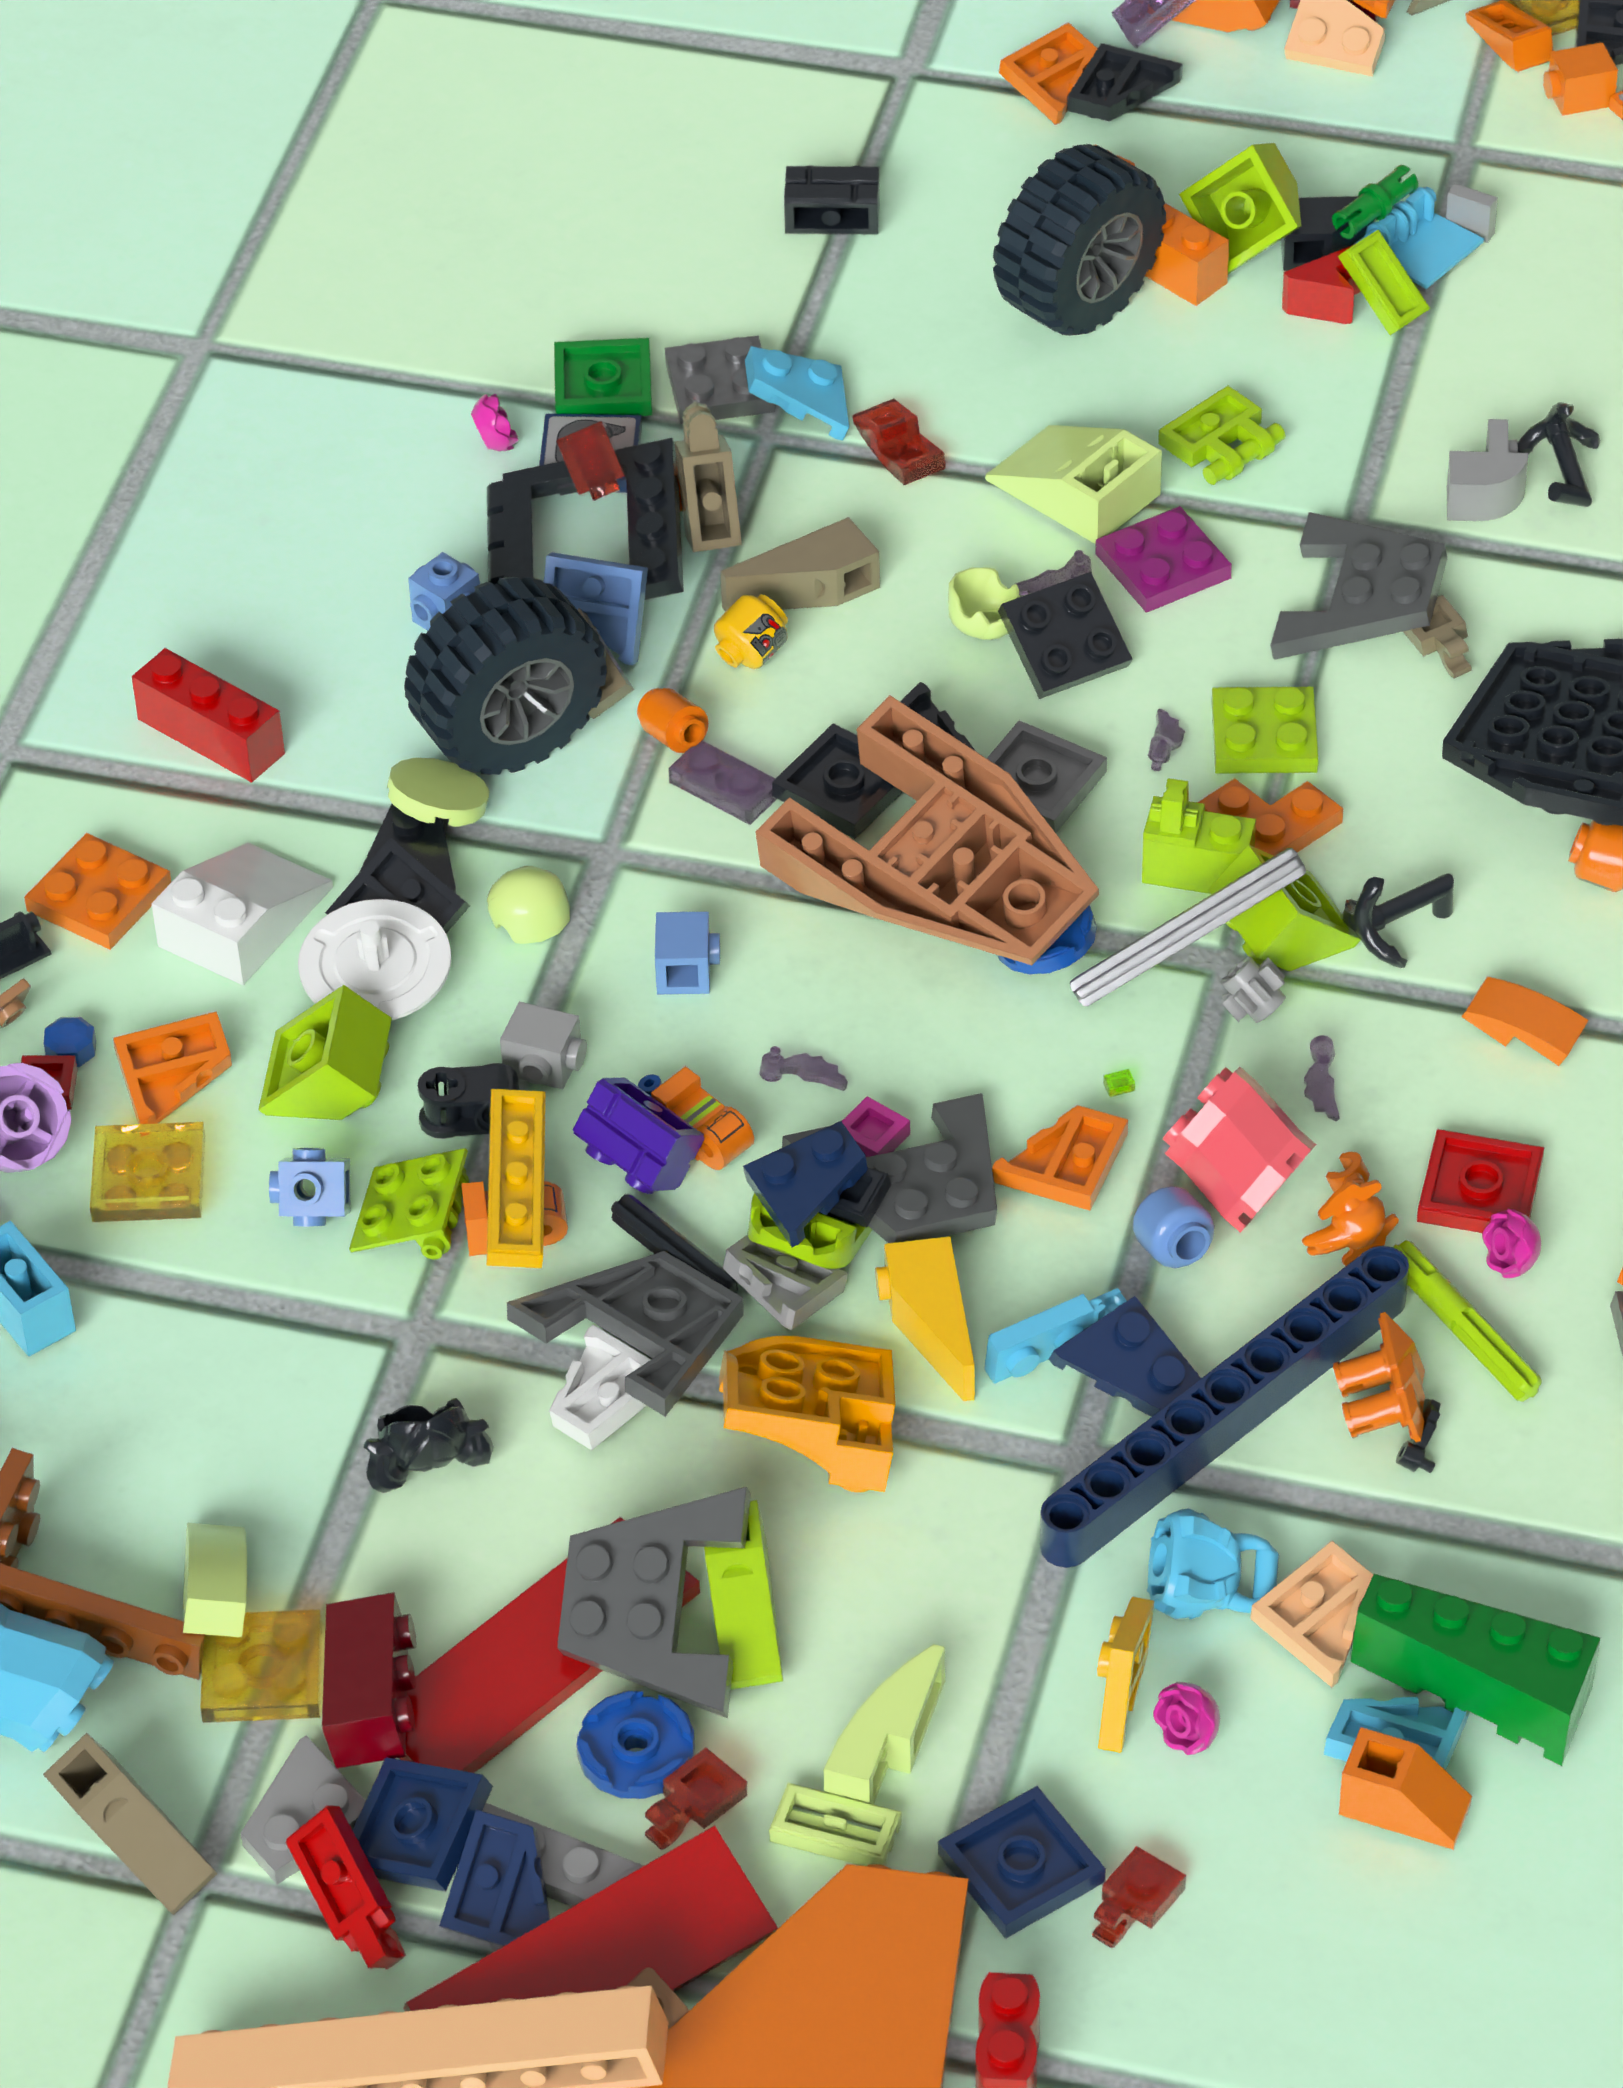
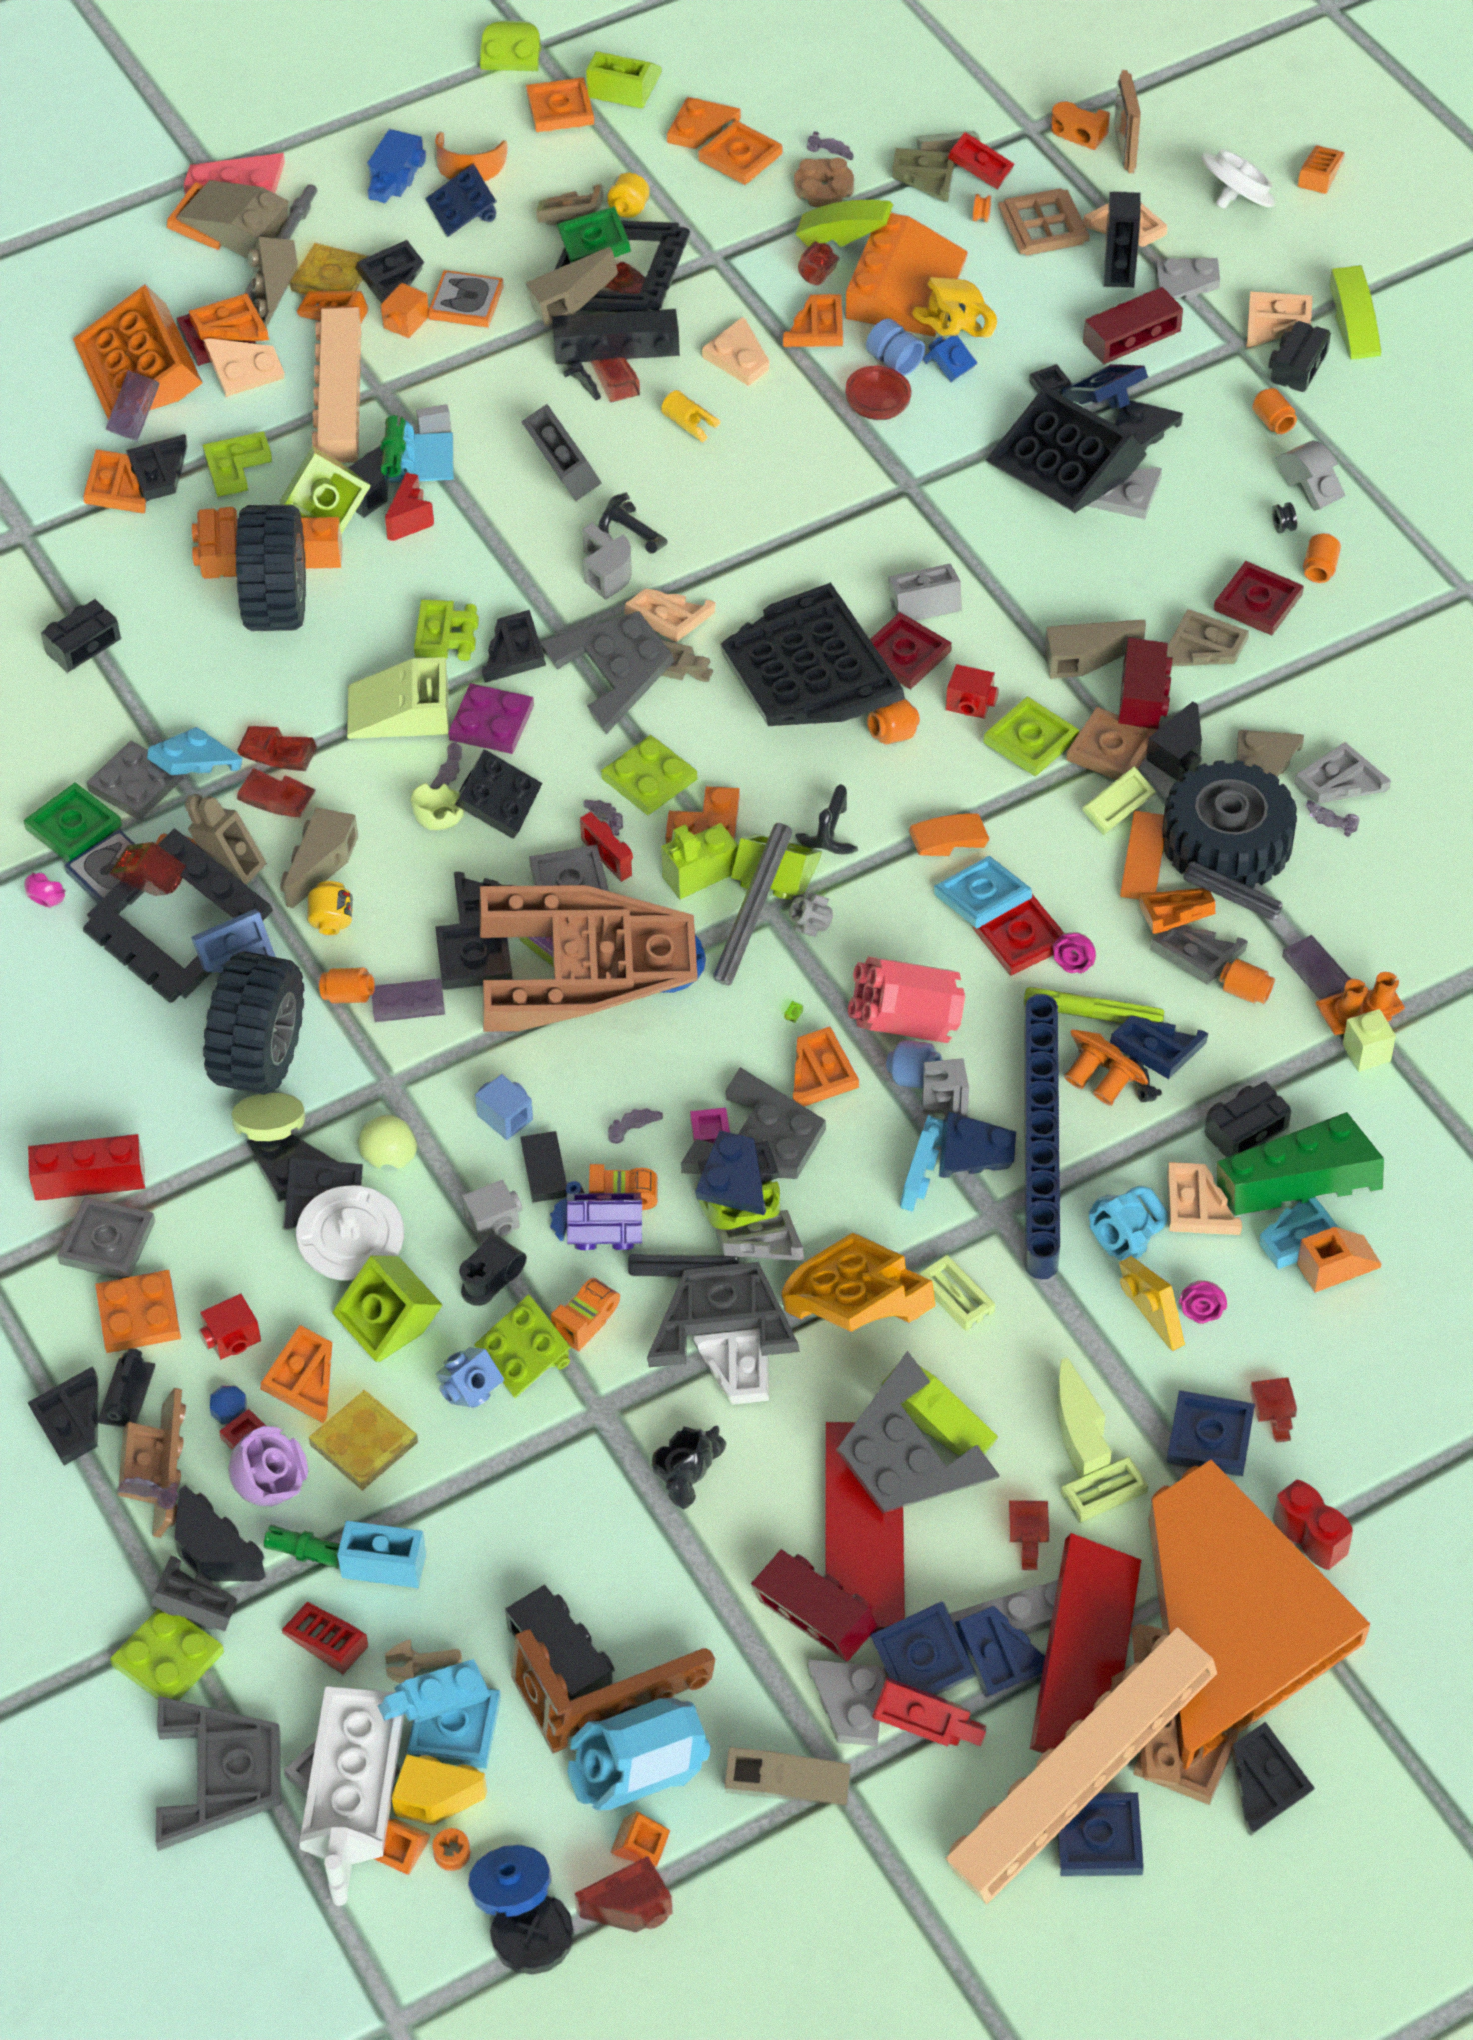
camera: 45 degrees left, 5 degrees up
(82, 1511) = (566, 1642): none -> black brick
(149, 798) = (106, 1238): none -> flat silver plate
(155, 966) = (229, 1327): none -> red brick
(215, 1580) = (675, 1617): yellowish green slope -> none
(235, 909) = (234, 1259): white slope -> none
(267, 1671) = (742, 1642): clear yellow plate -> none
(438, 584) = (139, 1006): medium blue brick -> none
(516, 1178) = (578, 1288): yellow tile -> none
(629, 1723) = (973, 1512): blue plate -> none
(657, 1042) = (544, 1166): none -> black tile
(840, 484) = (275, 796): none -> clear red slope
(926, 1534) = (974, 1314): none -> yellowish green tile
(929, 1307) = (852, 1197): yellow slope -> none
(1117, 780) = (613, 853): none -> red plate
(1165, 1270) = (945, 1087): none -> light grey hinge
(1206, 116) = (230, 456): none -> lime plate
(1274, 501) = (513, 647): none -> black wing
(1318, 1082) = (887, 938): clear purple piece -> none
(1356, 1213) = (998, 992): orange piece -> none
(1384, 282) = (438, 489): lime tile -> none
(1414, 111) = (338, 384): none -> light nougat brick
(1486, 1105) = (983, 891): none -> medium azure tile
(1488, 1414) = (1157, 1044): none -> dark blue wing
(1489, 1565) = (1247, 1119): none -> black brick
(1493, 576) = (669, 612): none -> light nougat wing
(1569, 327) = (561, 452): none -> dark grey brick

